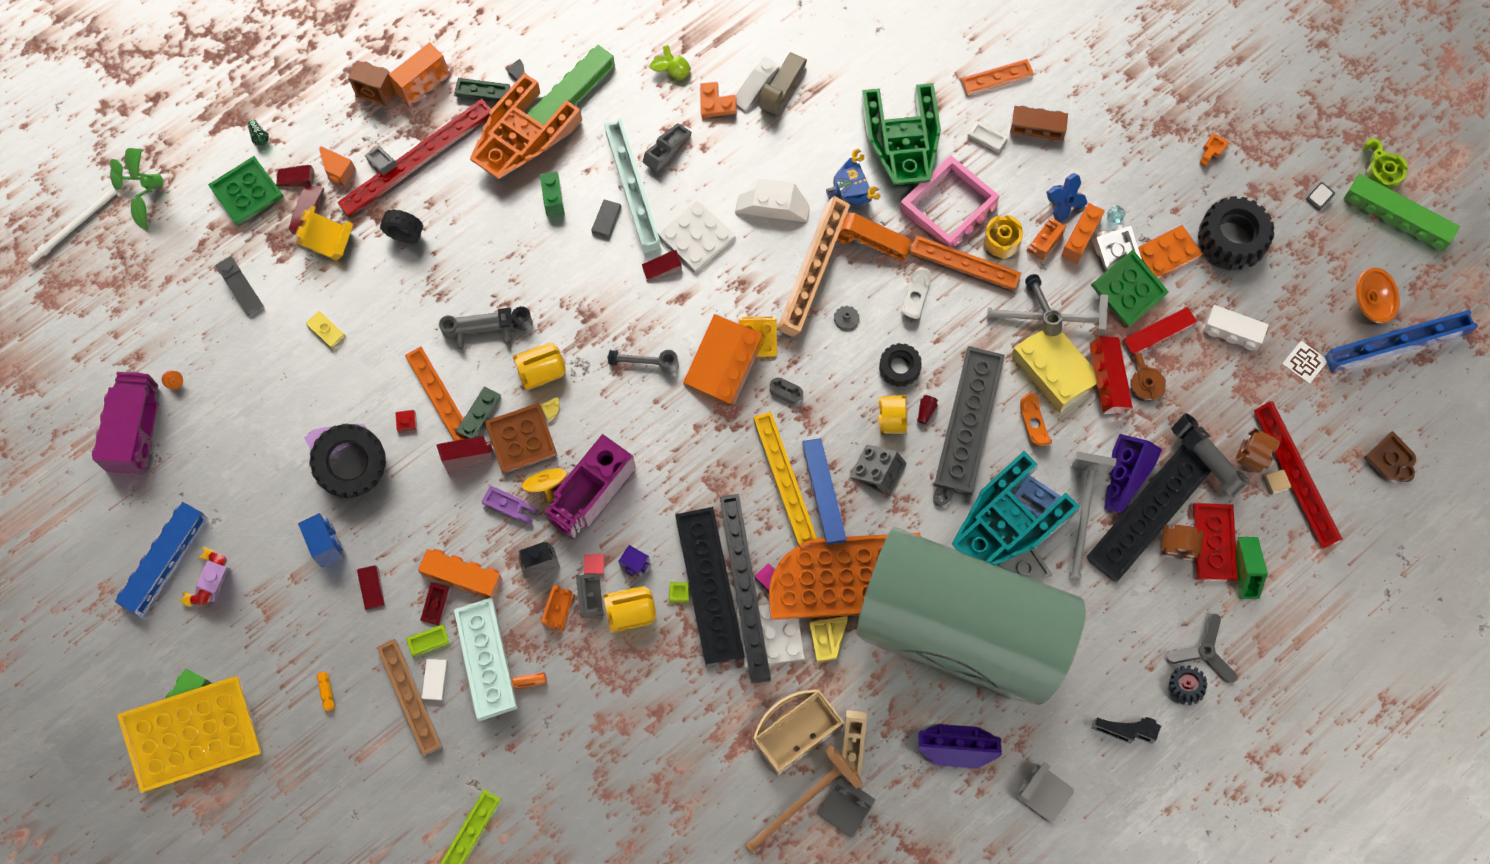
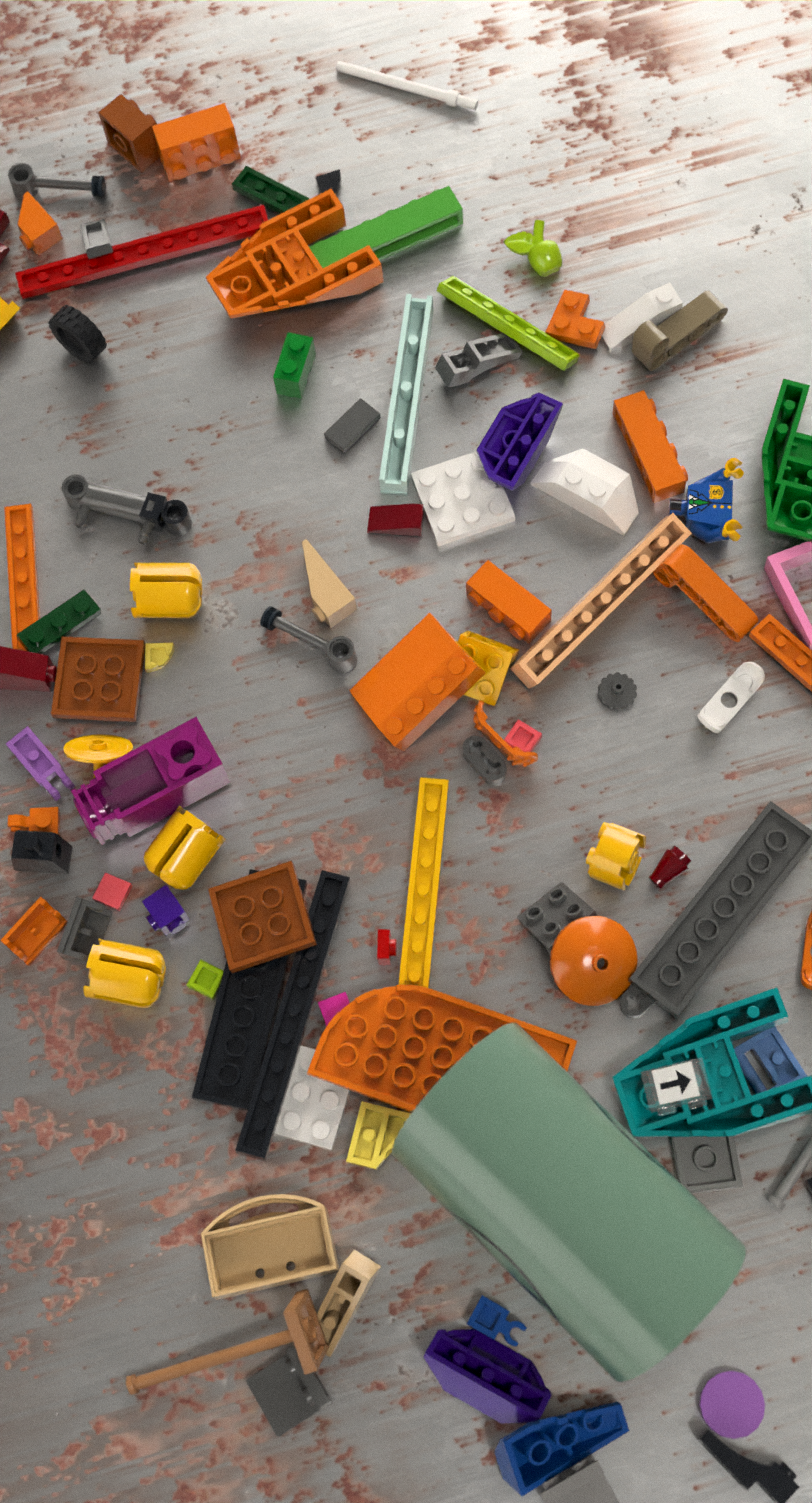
camera: 30 degrees right, 0 degrees up
(312, 134) = (23, 180): none -> dark grey piece
(525, 540) = (39, 819): none -> orange plate
(628, 517) = (182, 849): none -> yellow cylinder
(642, 328) = (329, 595): none -> tan slope
(674, 117) = (508, 323): none -> lime tile
(698, 538) = (262, 916): none -> dark orange plate
(716, 186) = (518, 439): none -> dark purple wedge
(756, 289) = (508, 602): none -> orange brick
(780, 525) = (386, 947): none -> red plate
(798, 161) = (649, 446): none -> orange brick
(803, 369) = (523, 737): none -> coral tile
(805, 380) = (515, 755): none -> orange piece
(824, 491) = (467, 925): tile -> none
(899, 483) = (576, 957): none -> orange dish
(907, 352) = (661, 767): black tyre -> none
(944, 714) = (491, 1319): none -> blue plate
(992, 531) = (676, 1086): none -> brick
(1015, 765) = (556, 1443): none -> blue wedge
(1102, 699) = (732, 1404): none -> medium lavender tile

